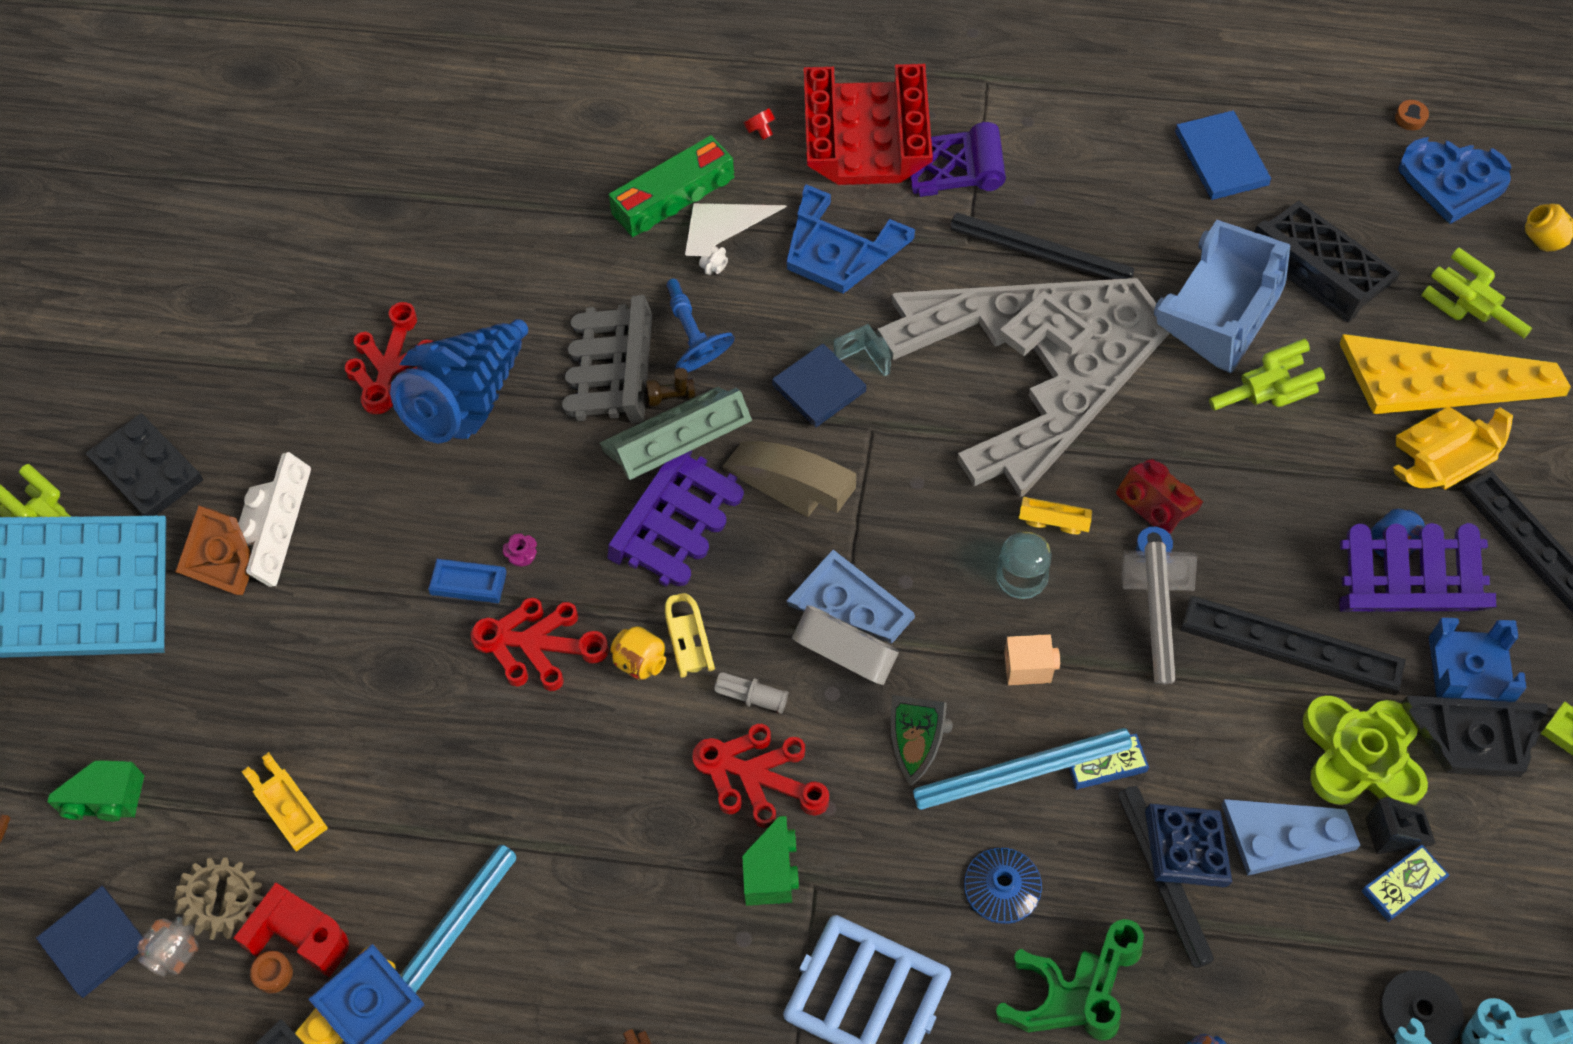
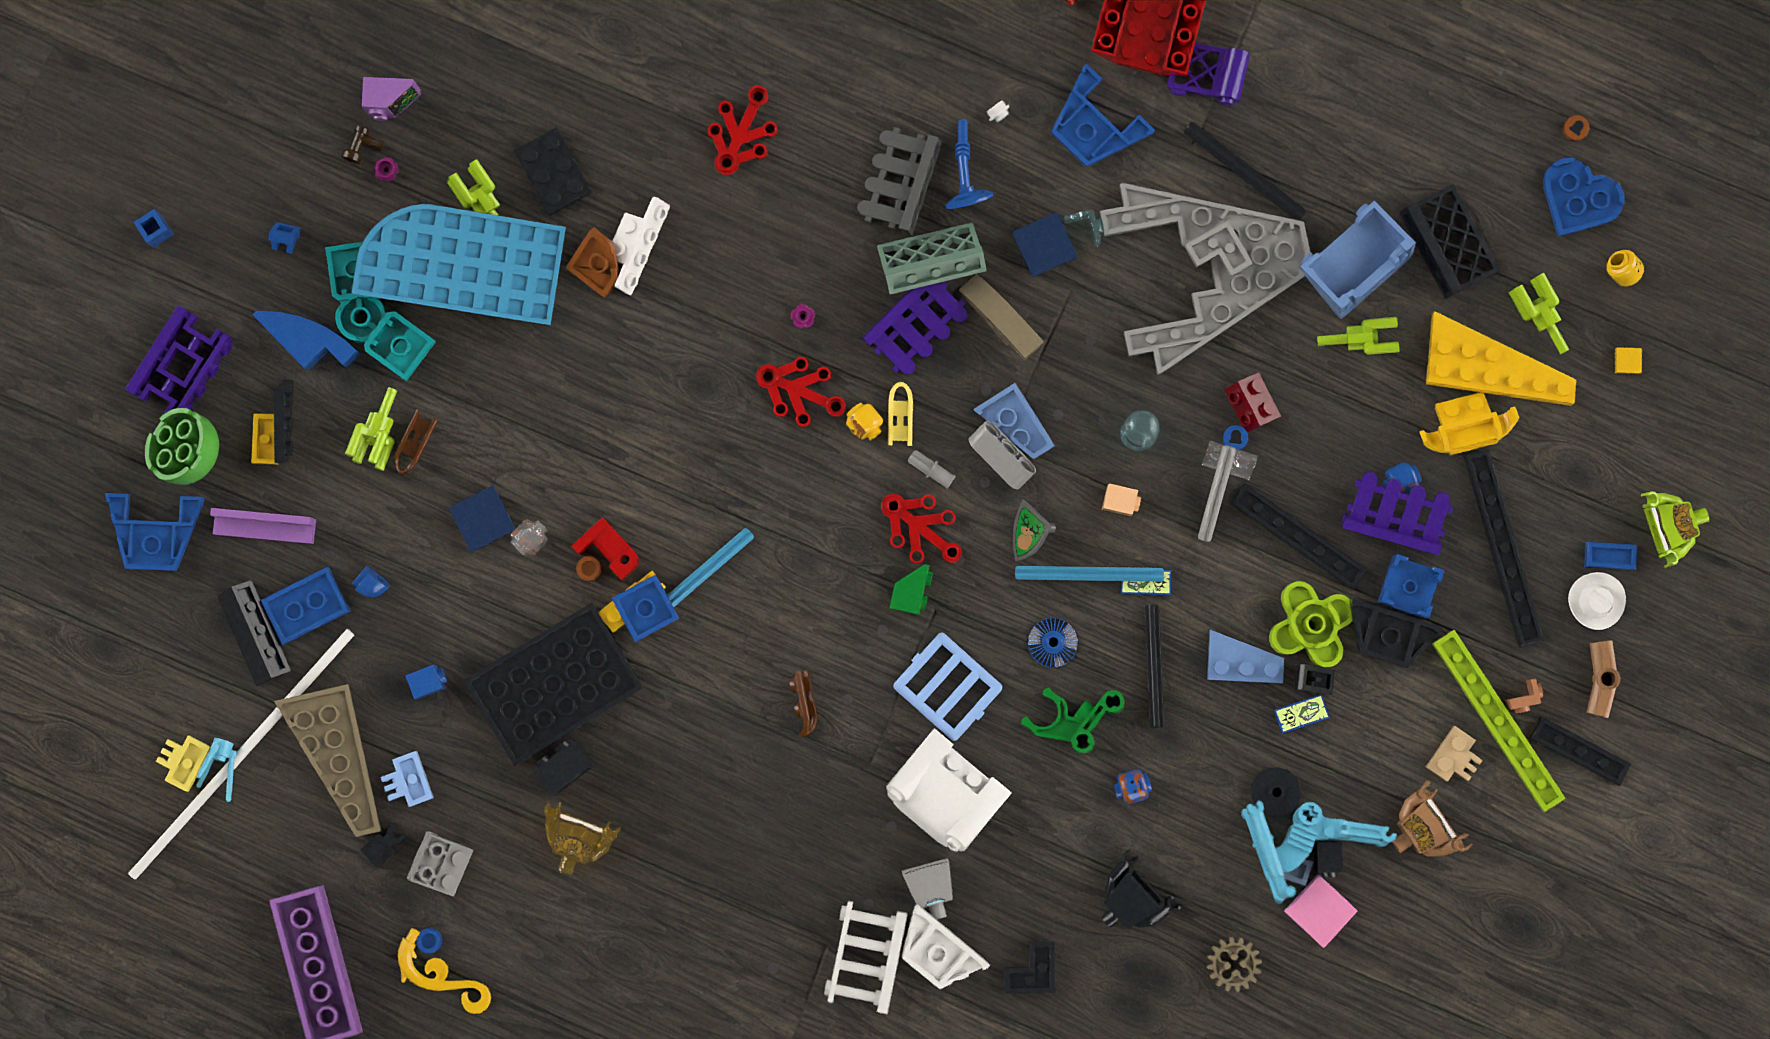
camera: 15 degrees right, 25 degrees up
(100, 790) = (499, 418): green slope -> none
(204, 882) = (557, 501): dark tan gear -> none
(286, 805) = (614, 460): yellow hinge -> none
(455, 381) = (786, 175): blue plant -> none
(467, 581) = (762, 329): blue tile -> none
(671, 186) = (984, 34): green brick -> none
(681, 387) = (927, 216): dark brown piece -> none
(718, 222) = (1012, 77): white sticker -> none
(1068, 518) = (1175, 397): yellow plate -> none
(1188, 845) = (1175, 653): dark blue tile -> none
(1222, 155) = (1414, 123): blue tile -> none

